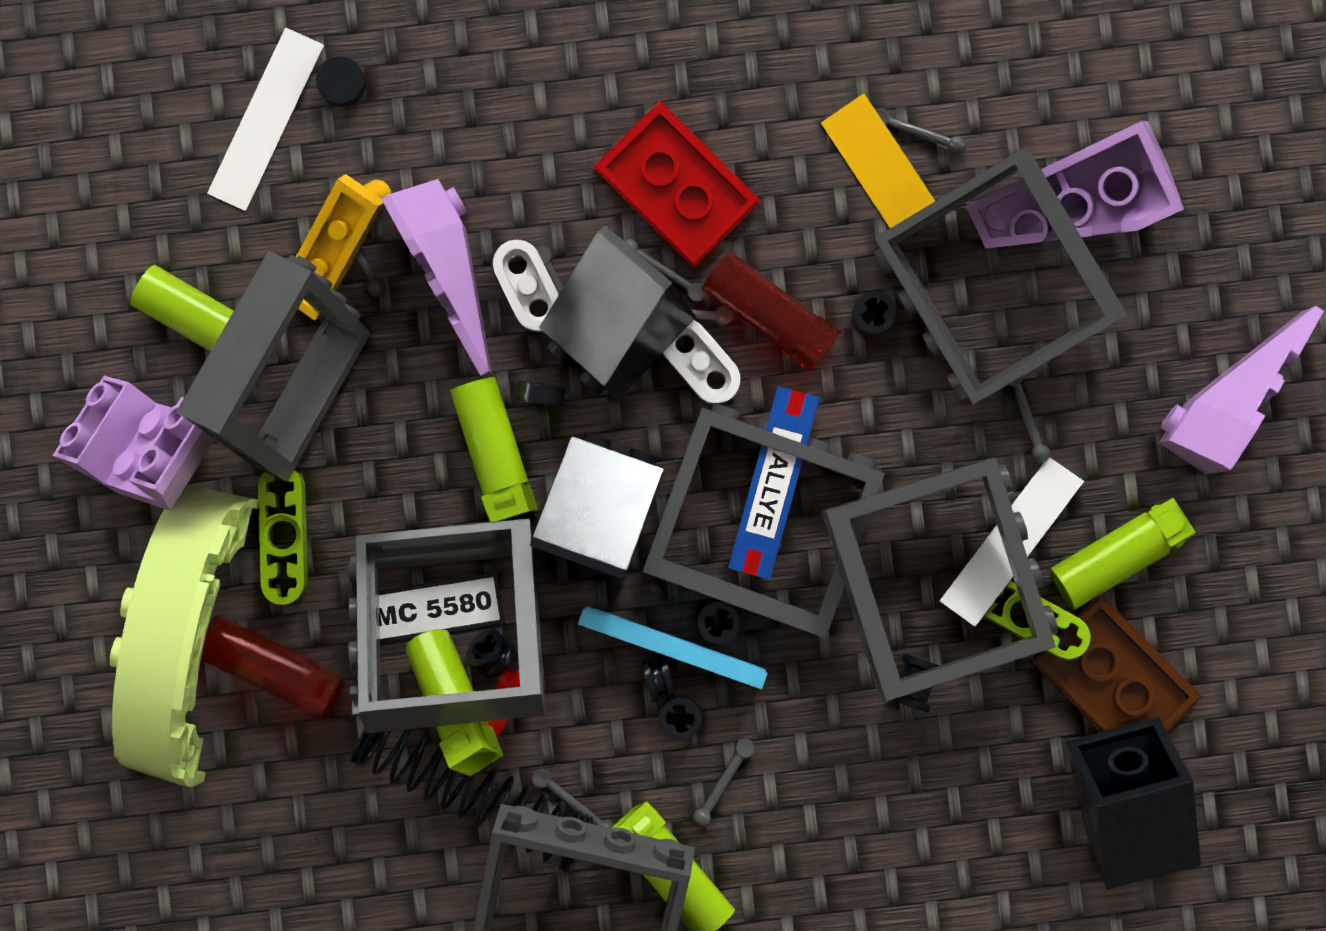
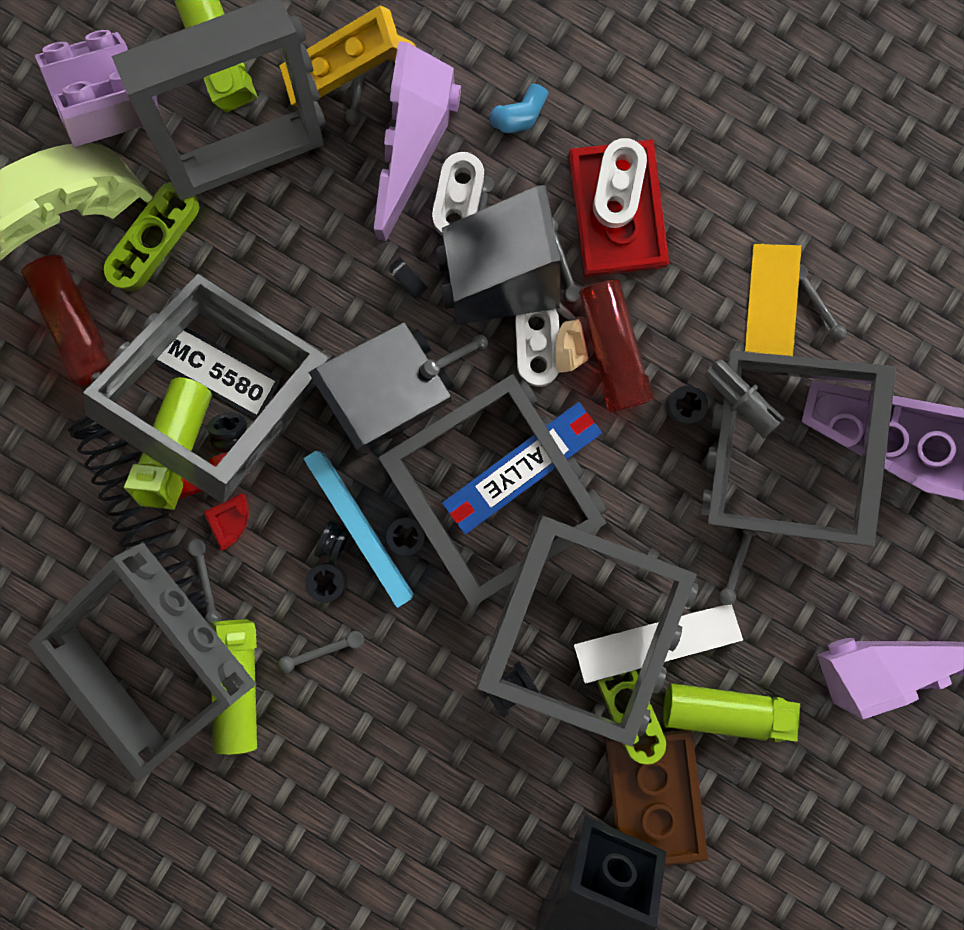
camera: 35 degrees right, 0 degrees up
(493, 450) = (343, 291): lime piece -> none
(526, 170) = (521, 115): none -> dark azure arm
(551, 733) = (228, 520): none -> red tile
(628, 458) = (431, 368): none -> dark grey hinge
(663, 167) = (618, 184): none -> white plate
(732, 342) = (570, 346): none -> tan tile
(918, 273) = (744, 398): none -> dark grey axle

